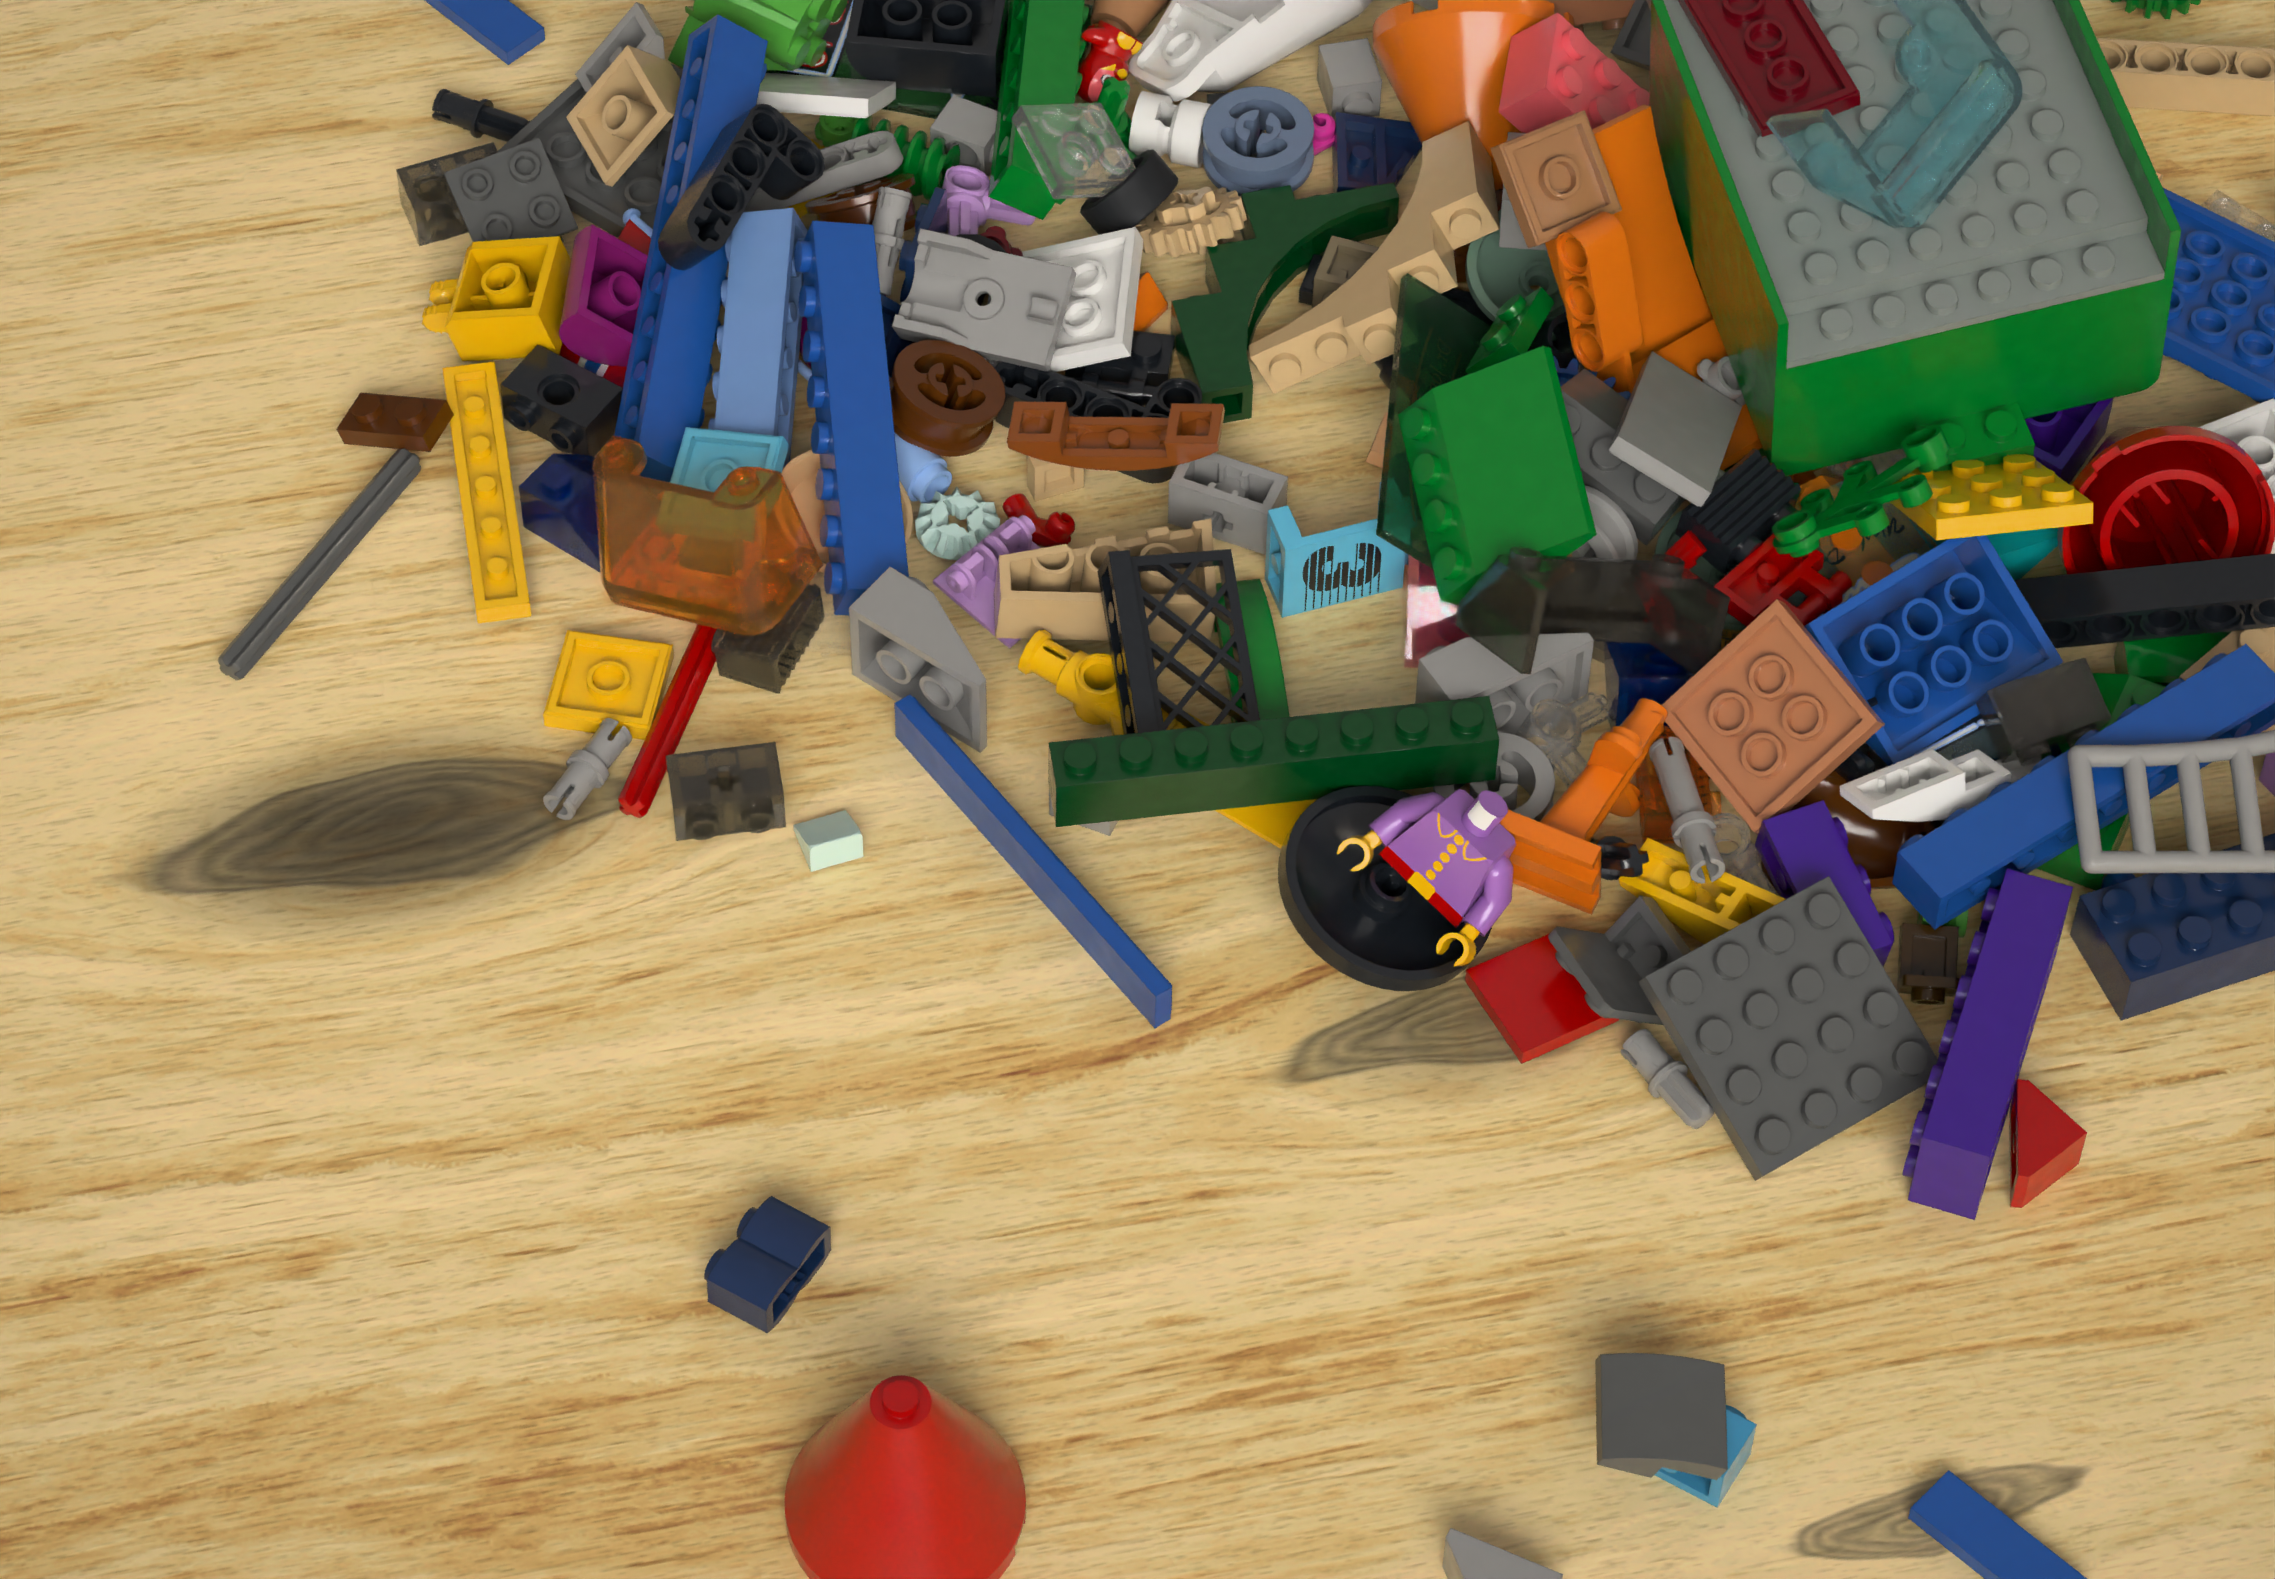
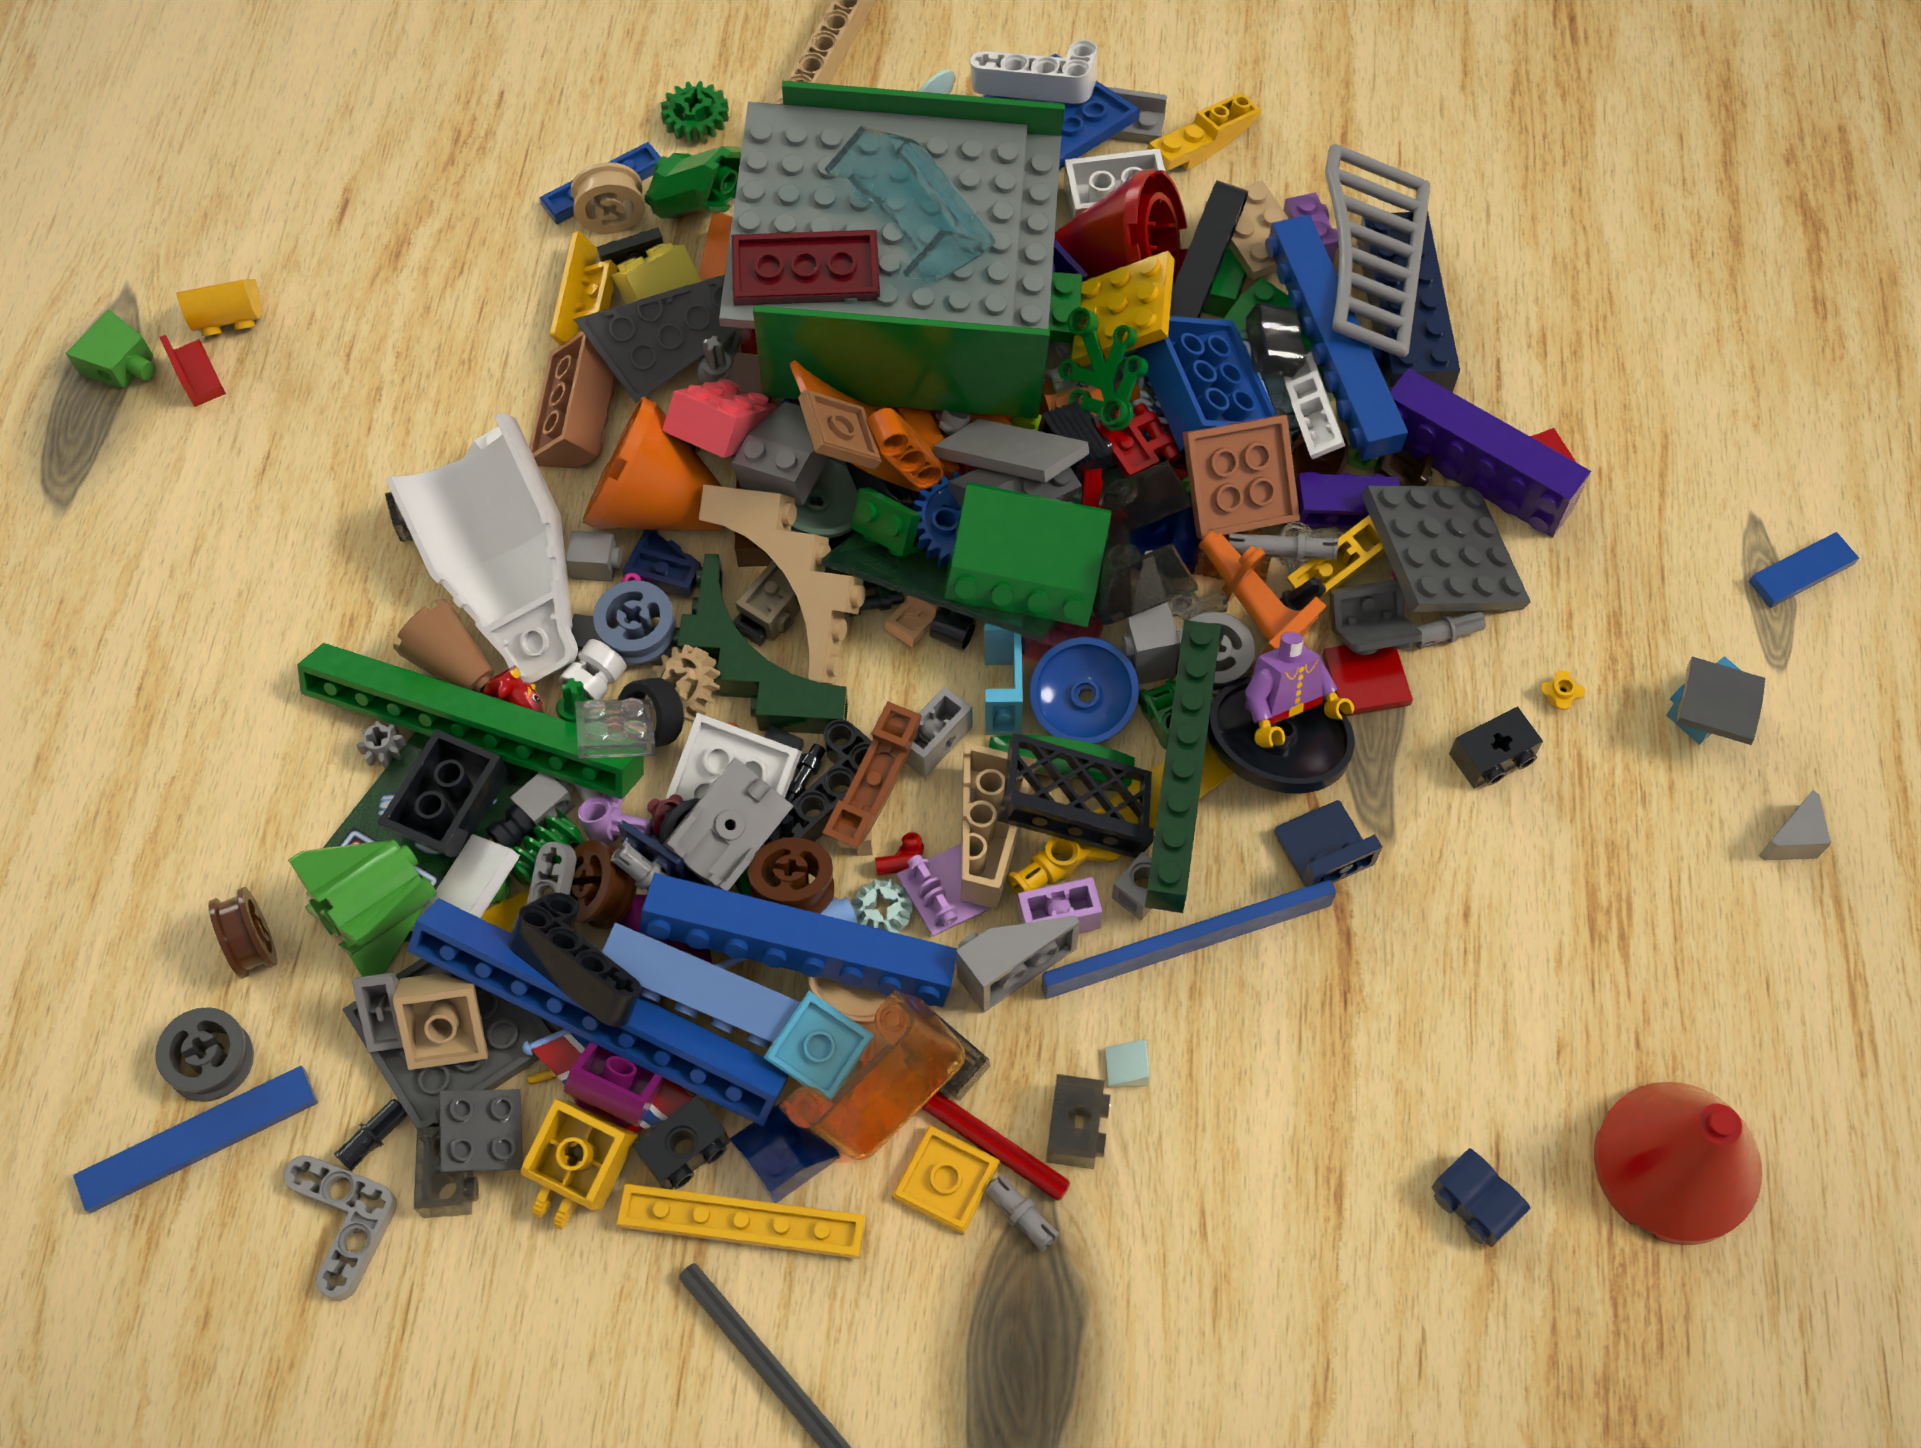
camera: 70 degrees left, 10 degrees up
(379, 141) = (357, 1220): none -> light grey beam
(395, 422) = (654, 1272): reddish brown plate -> none
(914, 113) = (513, 829): none -> black wheel
(1019, 700) = (1063, 900): none -> lavender brick
(1236, 991) = (1326, 845): none -> dark blue bracket
(1356, 644) = (1078, 667): none -> blue dish
(1480, 1167) = (1496, 747): none -> black brick
(1621, 1258) = (1561, 699): none -> yellow plate

